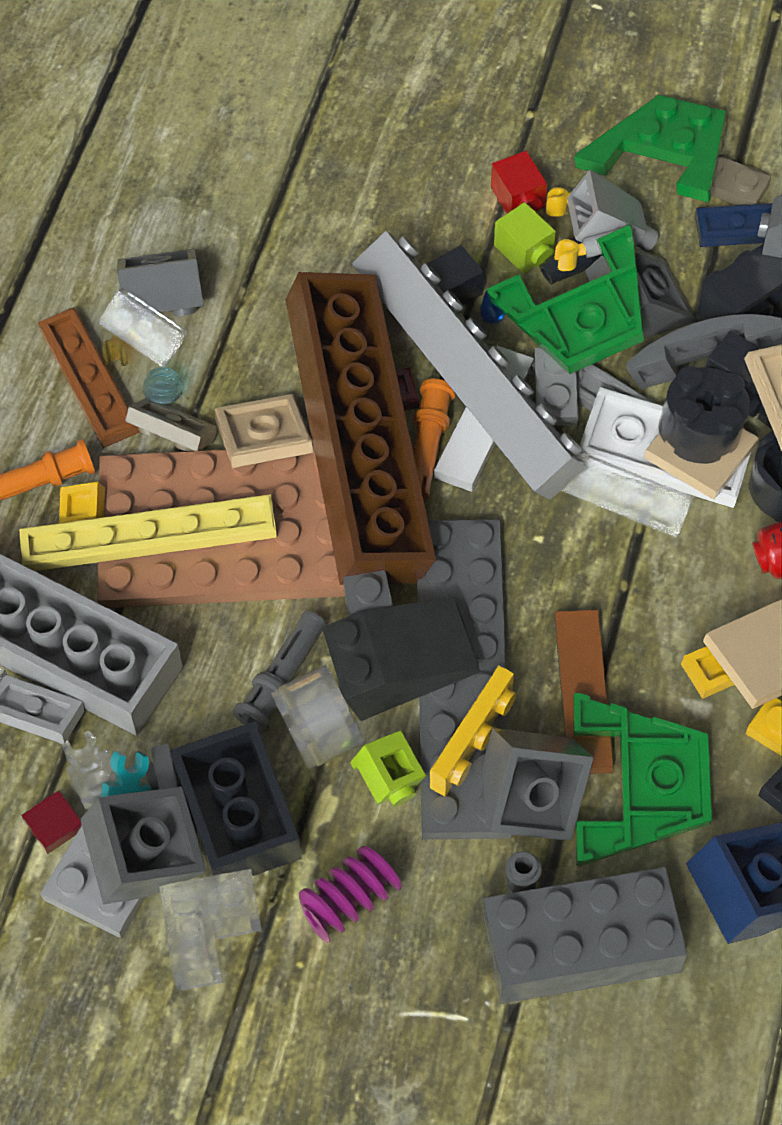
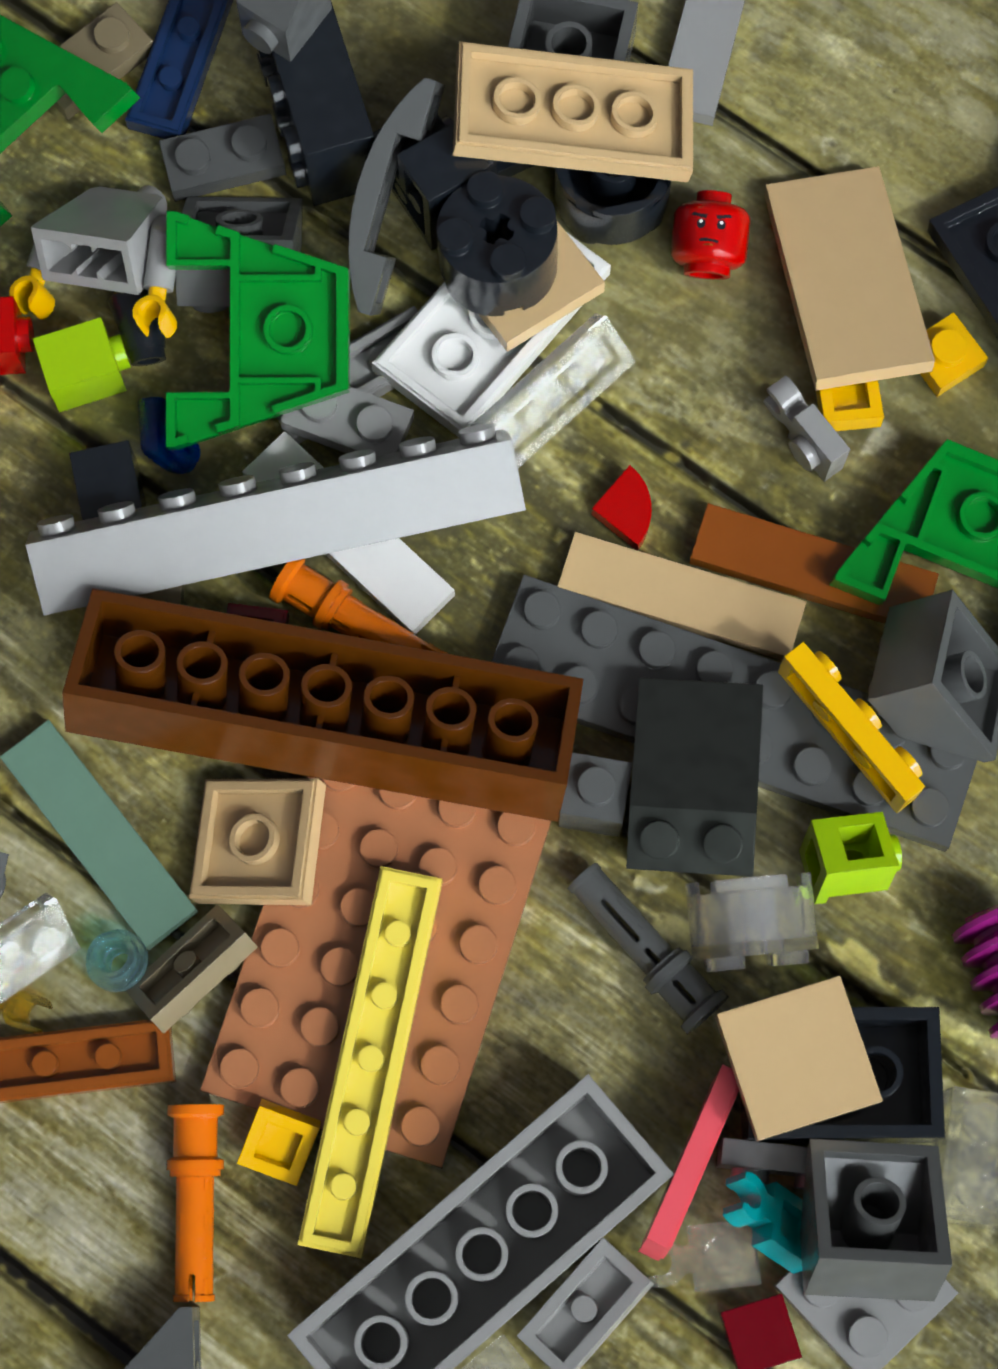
camera: 70 degrees left, 15 degrees up
(137, 731) = (690, 1165): none -> coral tile
(230, 758) = (798, 1058): none -> tan tile
(235, 355) = (99, 835): none -> sand green tile
(527, 619) = (683, 596): none -> tan tile
(573, 566) = (626, 508): none -> red tile
(668, 656) = (812, 437): none -> light grey plate
(691, 260) = (222, 157): none -> dark grey plate

